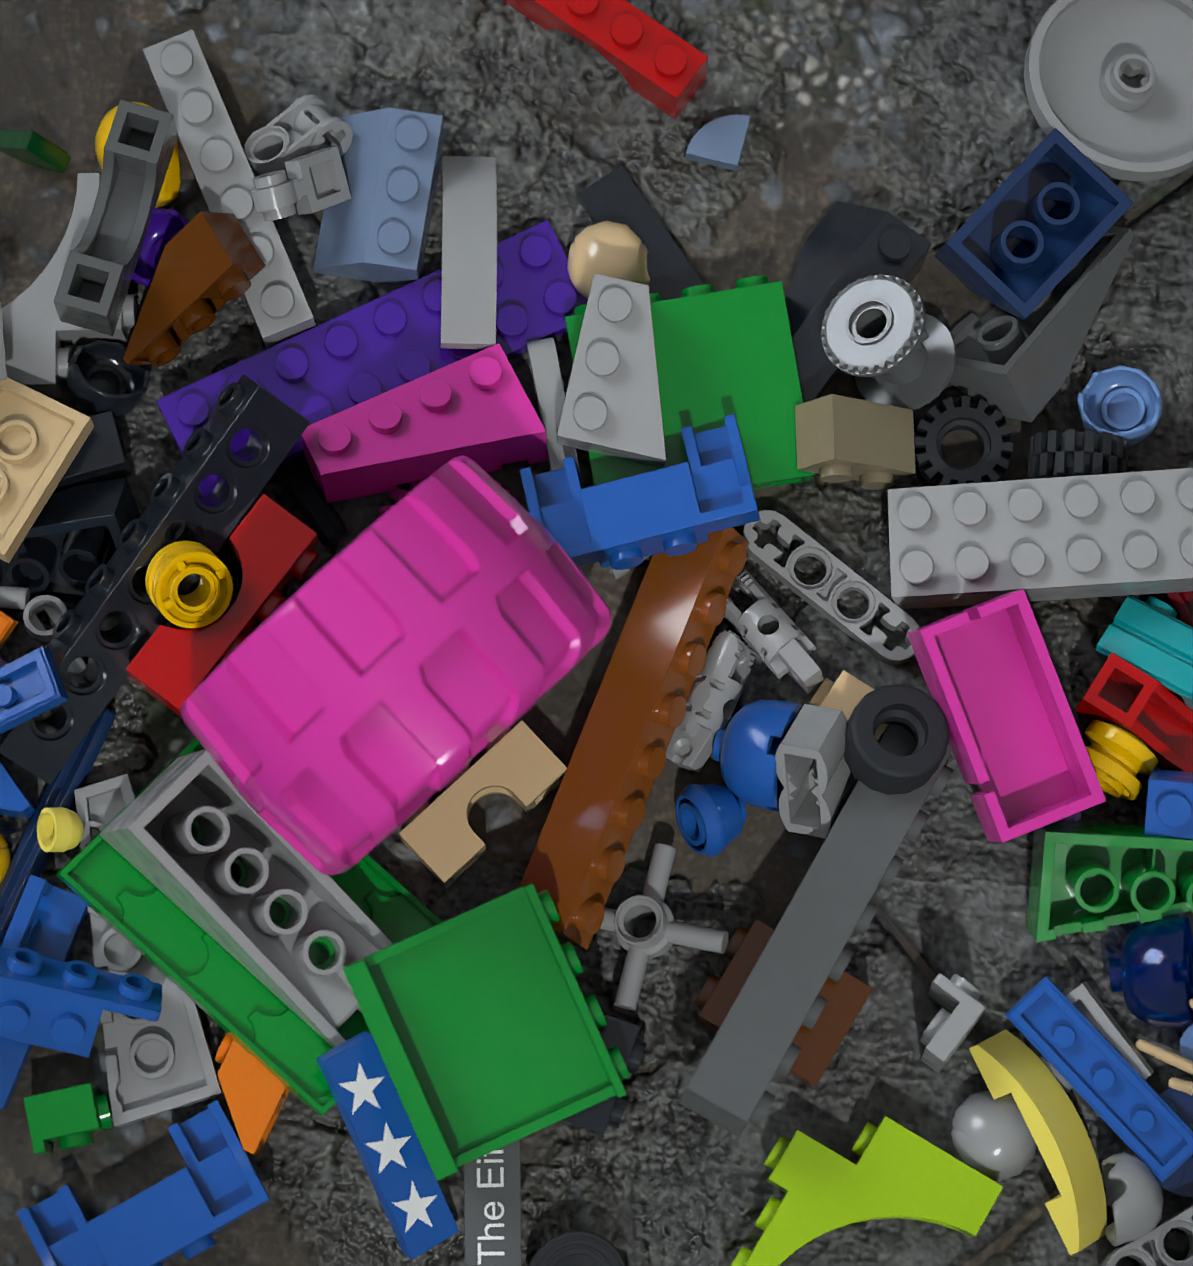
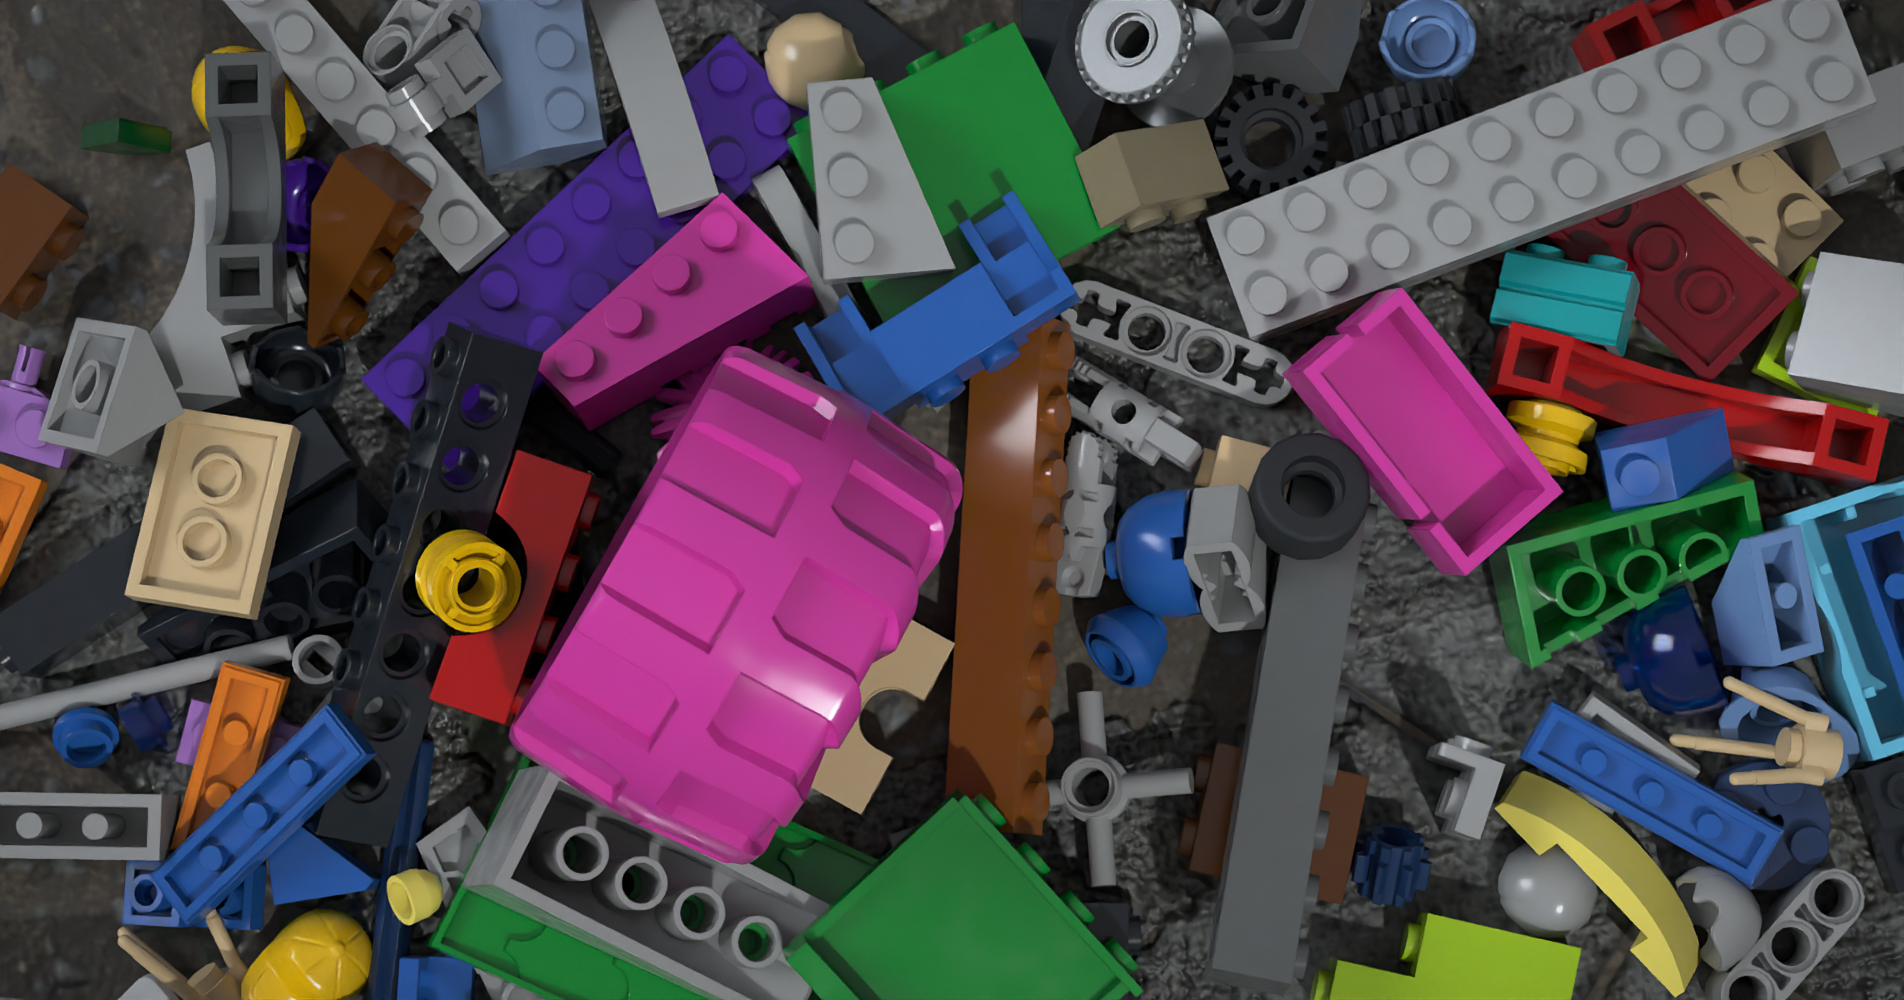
camera: 20 degrees left, 5 degrees up
(868, 1068) = (1390, 864): none -> dark blue gear

